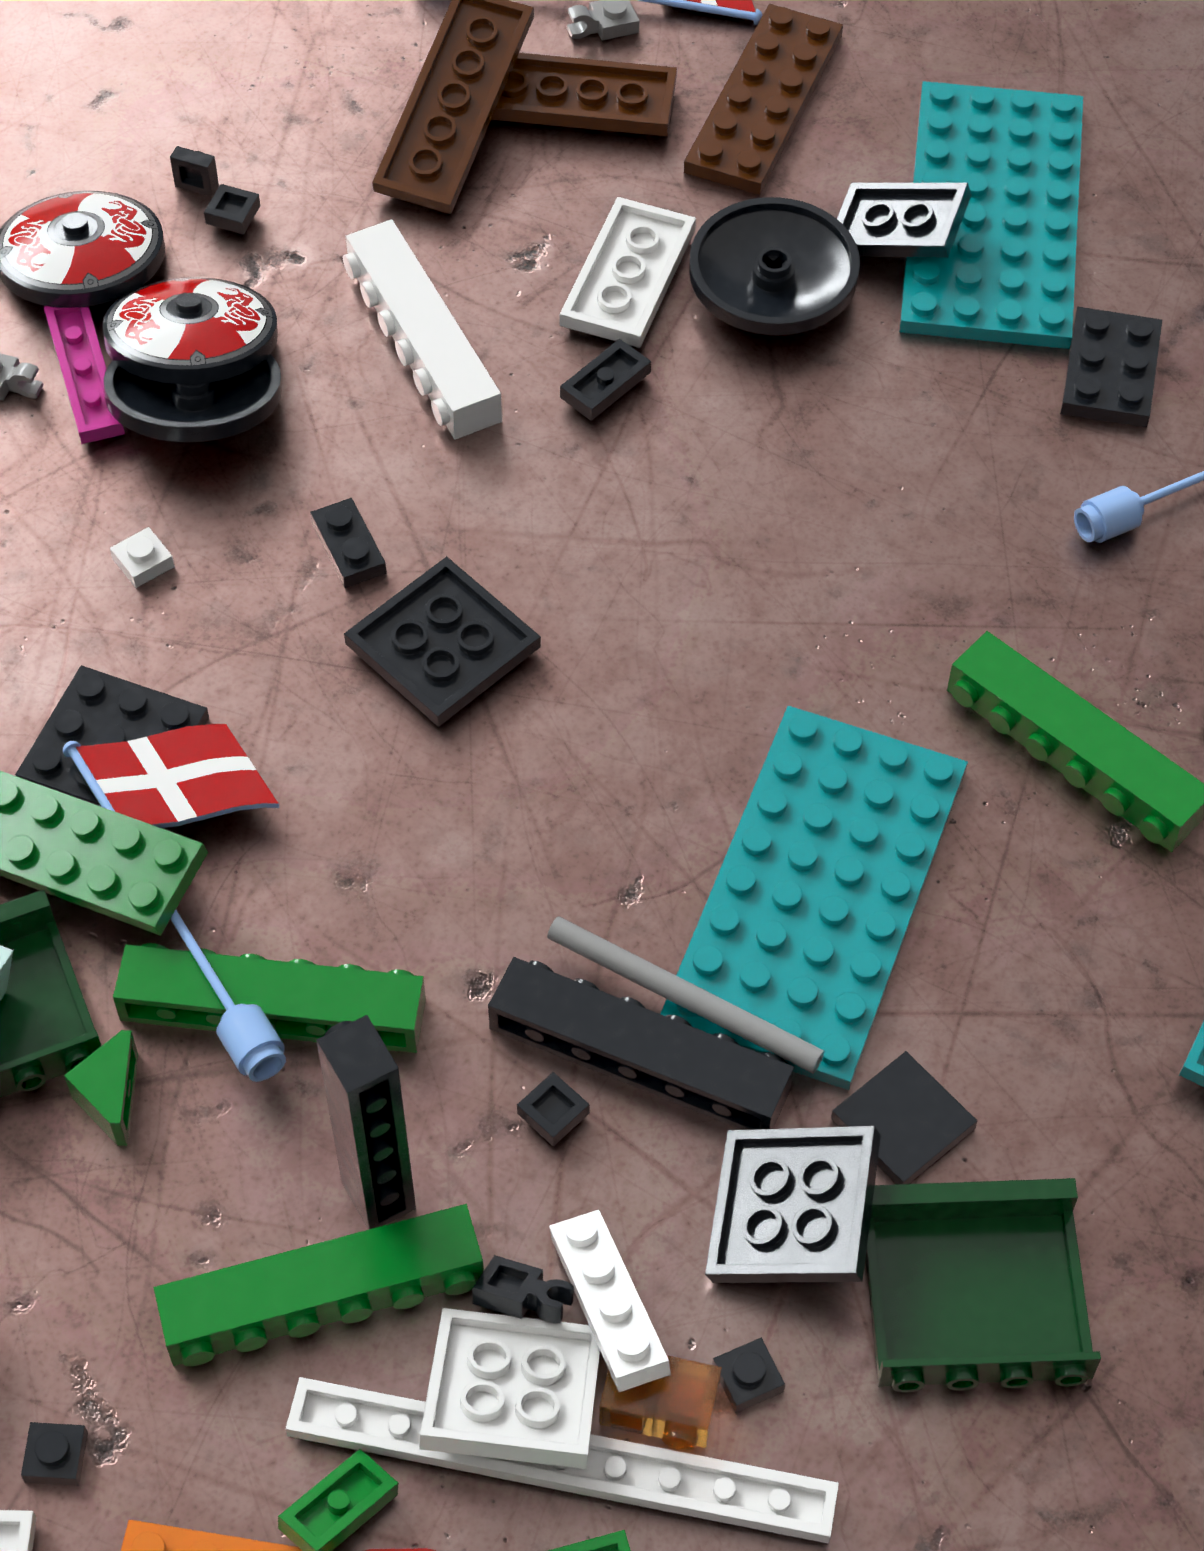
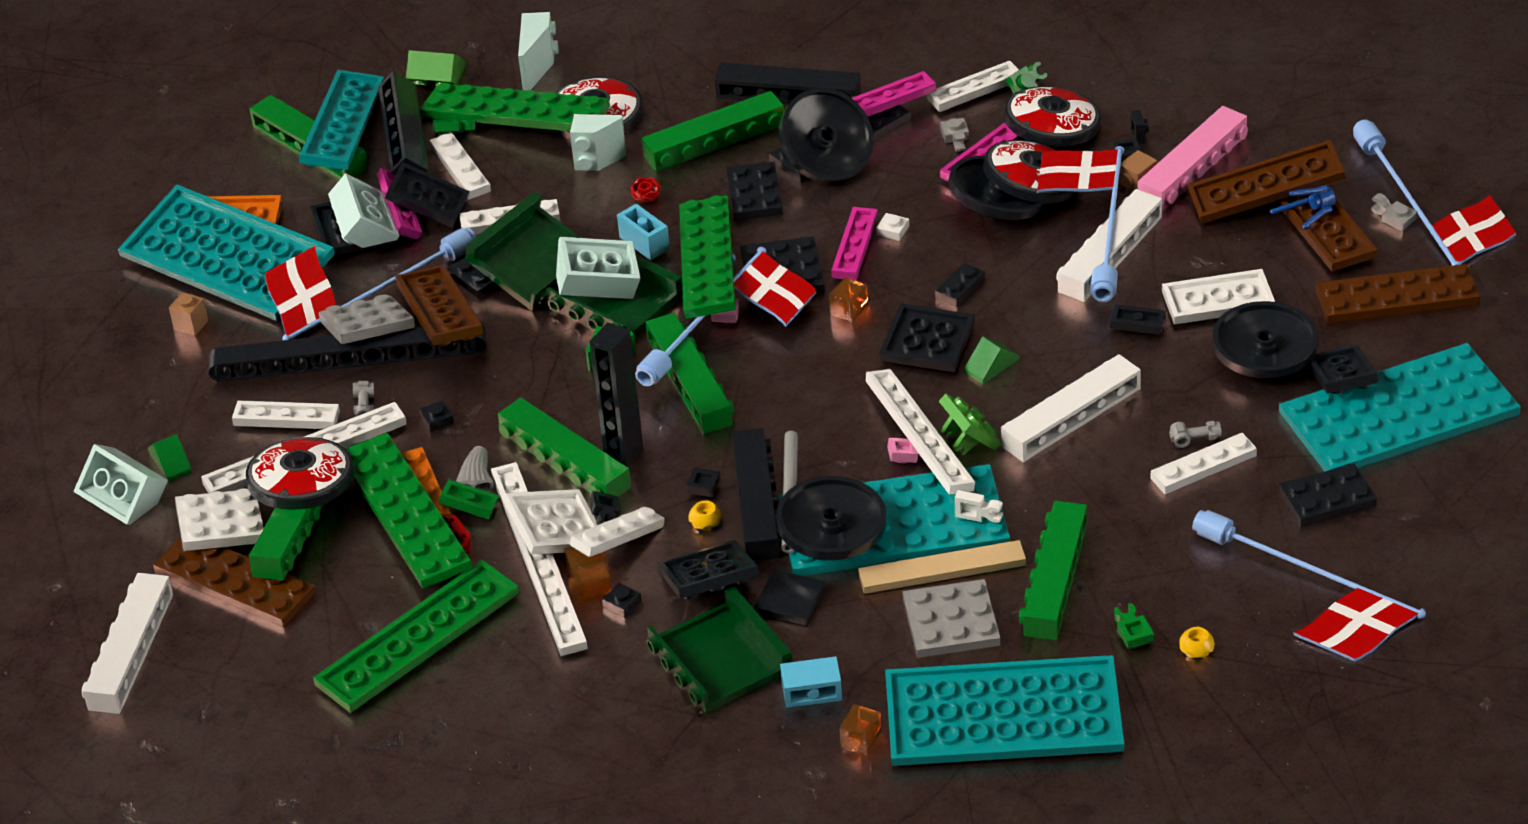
camera: 65 degrees right, 15 degrees down
(145, 622) = (854, 243): none -> dark pink plate
(269, 1464) = (474, 470): none -> light grey piece
(272, 269) = (1086, 173): none -> flag
(275, 694) = (848, 299): none -> clear orange brick
(291, 219) = (1134, 169): none -> medium nougat brick
(317, 146) = (1195, 155): none -> bright pink brick
(542, 68) = (1321, 199): none -> blue plant
(554, 592) = (989, 360): none -> green slope
(634, 1160) = (705, 515): none -> yellow plate
(668, 753) = (920, 431): none -> white plate
(679, 677) = (970, 422): none -> bright green plate
(679, 797) = (902, 450): none -> bright pink plate
(740, 550) = (1070, 408): none -> white brick
(815, 967) = (831, 517): none -> black dish
(886, 454) = (1181, 435): none -> light grey bar
(902, 767) = (973, 507): none -> white plate
(955, 463) = (1203, 463): none -> white plate
(965, 883) = (942, 566): none -> tan tile
(1087, 925) = (951, 618): none -> light grey plate
(1133, 1185) = (811, 682): none -> medium azure brick

